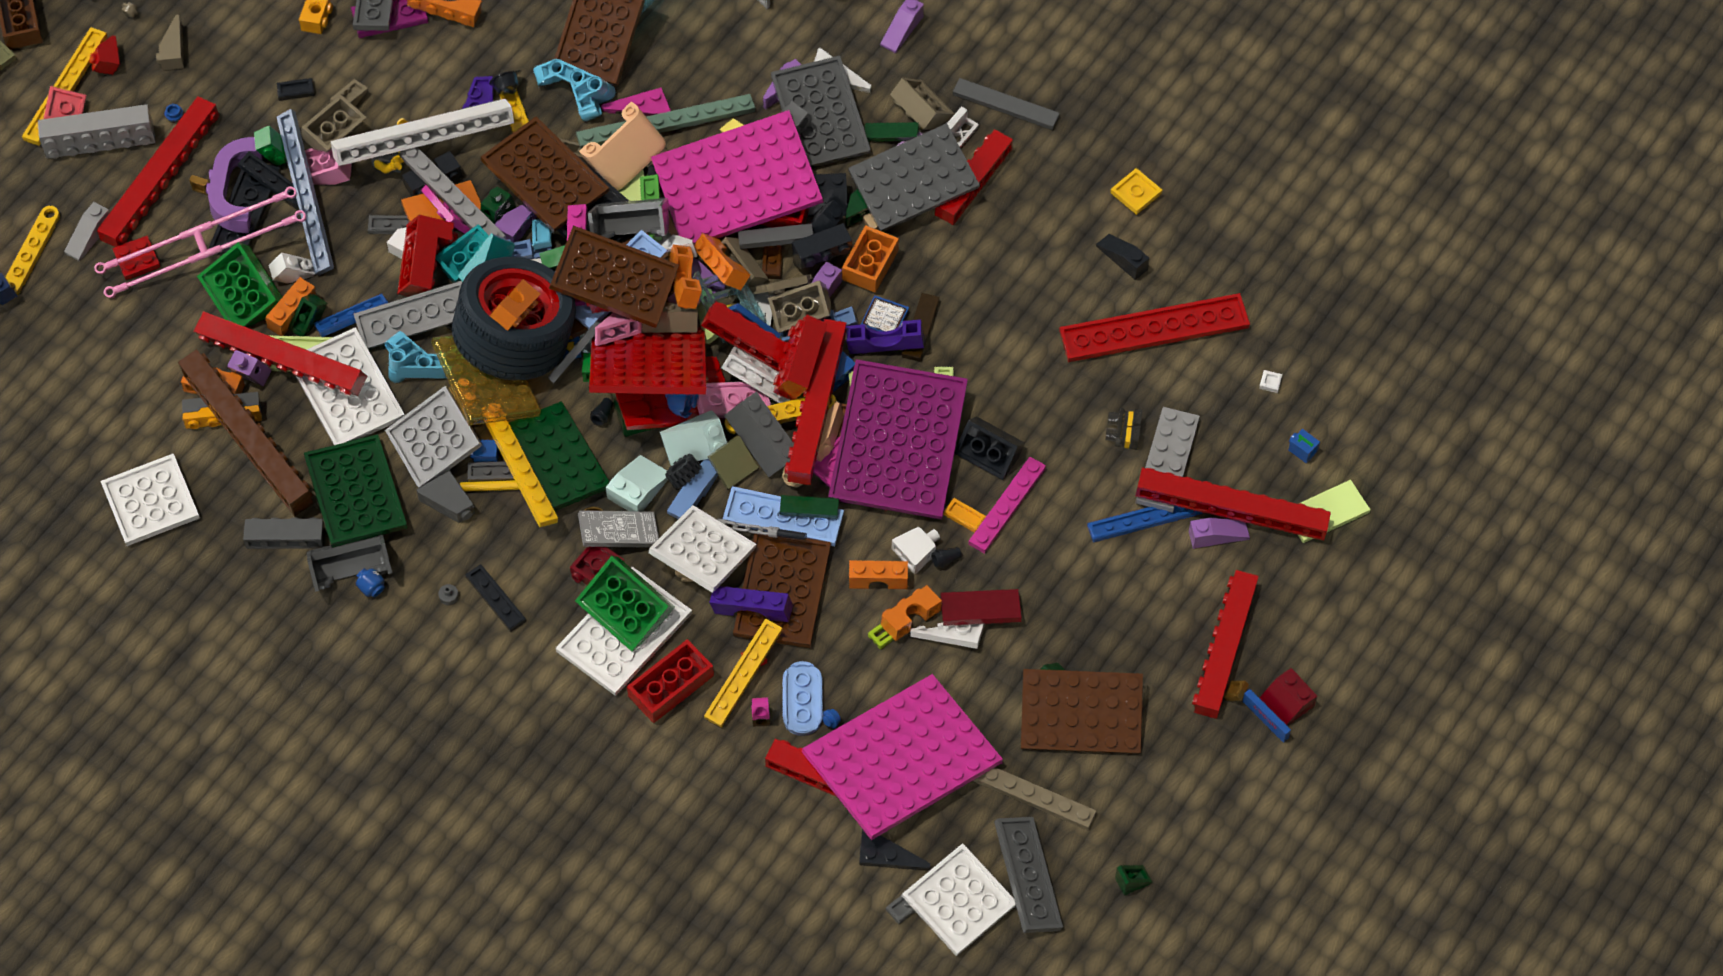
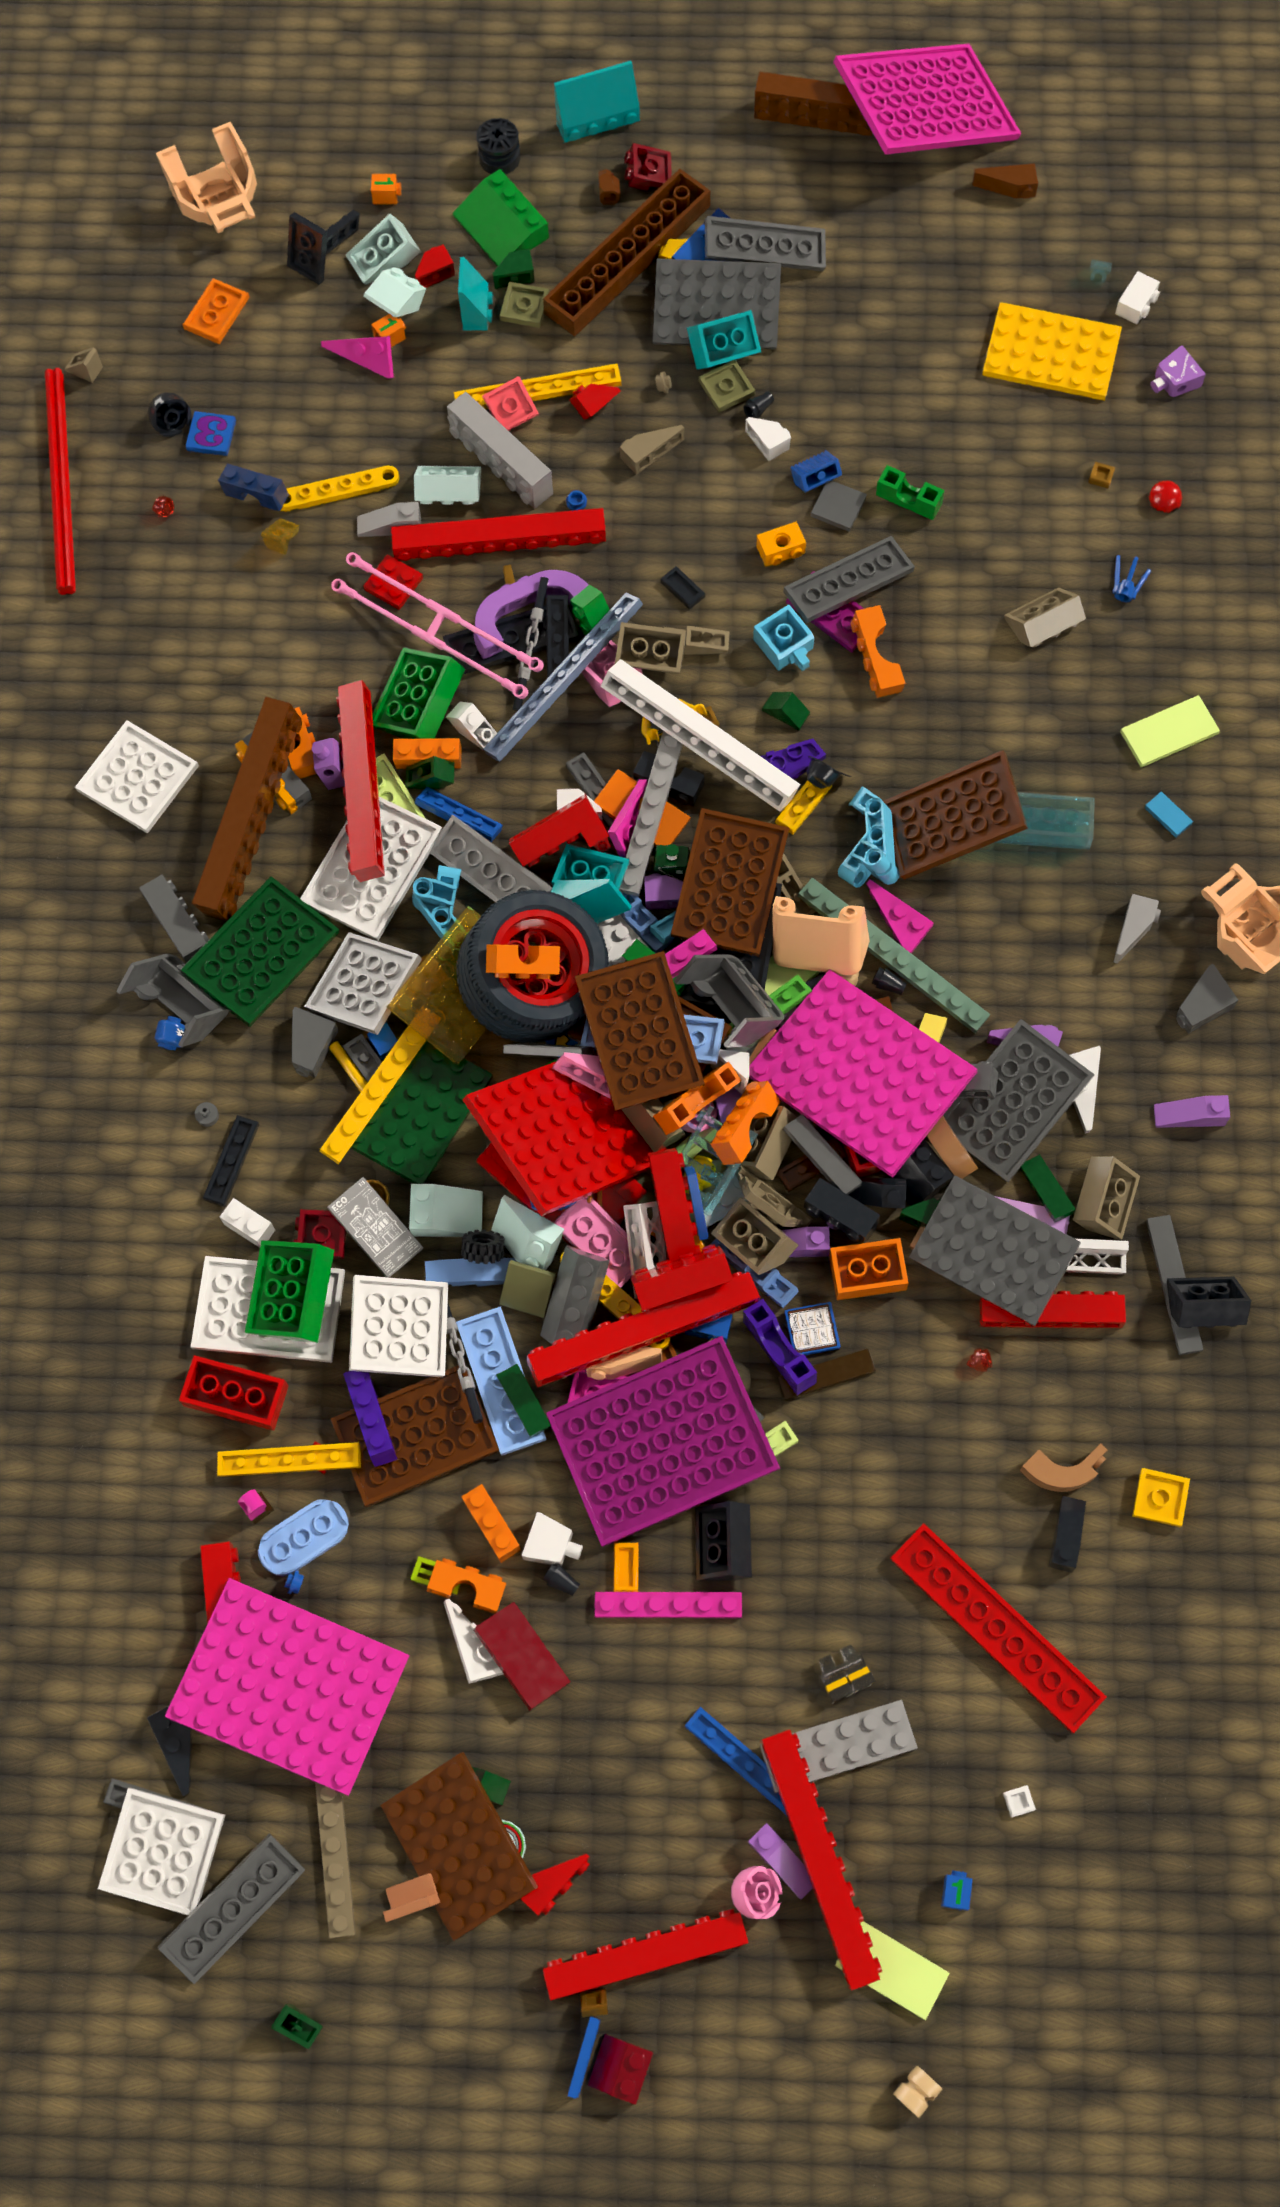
camera: 60 degrees right, 10 degrees up
(39, 305) = (278, 535): none -> clear yellow slope
(91, 180) = (447, 484): none -> light aqua slope
(246, 180) = (536, 616): none -> piece
(389, 49) = (784, 639): none -> medium azure hinge
(438, 80) = (787, 708): none -> dark green slope
(552, 608) = (247, 1223): none -> white brick
(681, 136) = (888, 981): none -> black cone
(828, 163) = (951, 1149): none -> medium nougat arch
(976, 235) = (980, 1360): none -> clear red plate
(1032, 89) = (1208, 1302): none -> black slope
(1079, 241) = (1058, 1478): none -> medium nougat arch
(1095, 760) = (411, 1897): none -> nougat panel
(1145, 666) = (552, 1882): none -> red slope
(1229, 555) = (756, 1892): none -> bright pink cylinder
(1411, 537) = (917, 2091): none -> tan wheel

